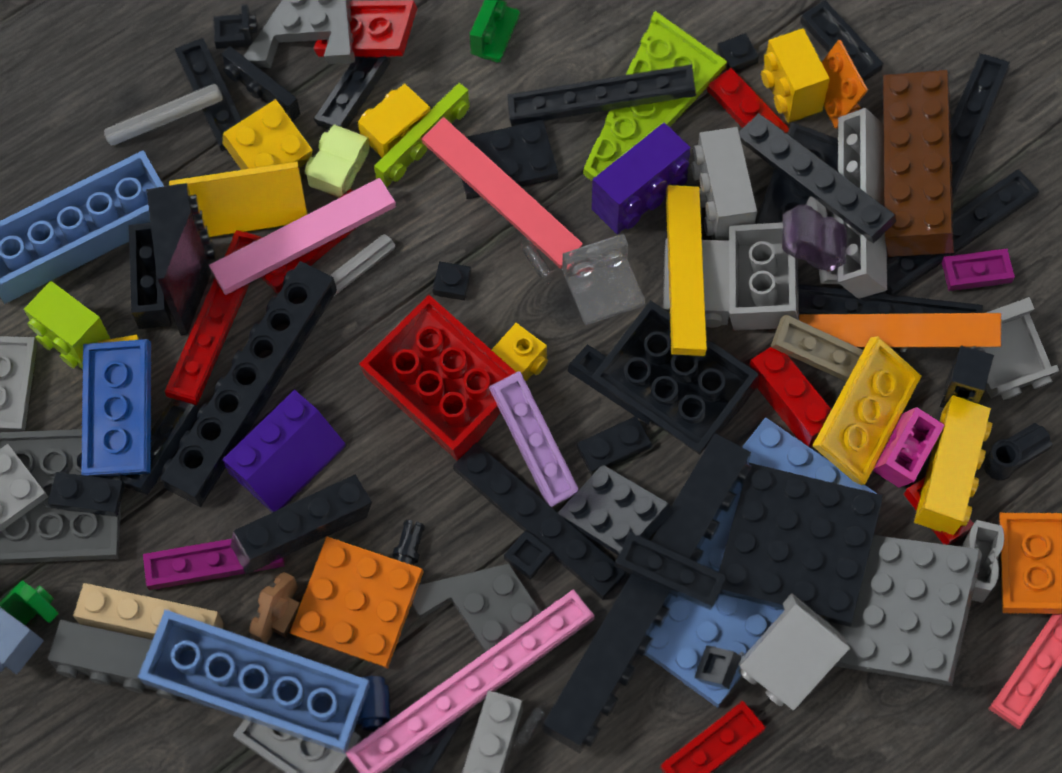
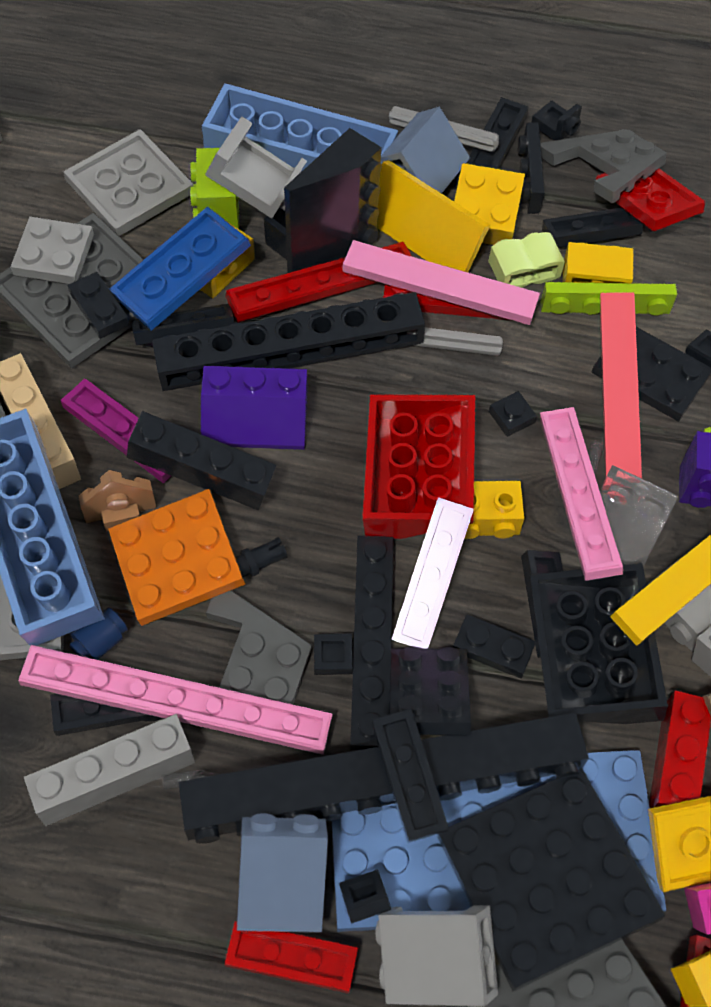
camera: 45 degrees right, 5 degrees down
(91, 284) = (252, 171): none -> light grey panel
(181, 145) = (428, 149): none -> sand blue brick
(558, 291) = (581, 495): none -> bright pink tile
(659, 707) = (282, 873): none -> sand blue brick

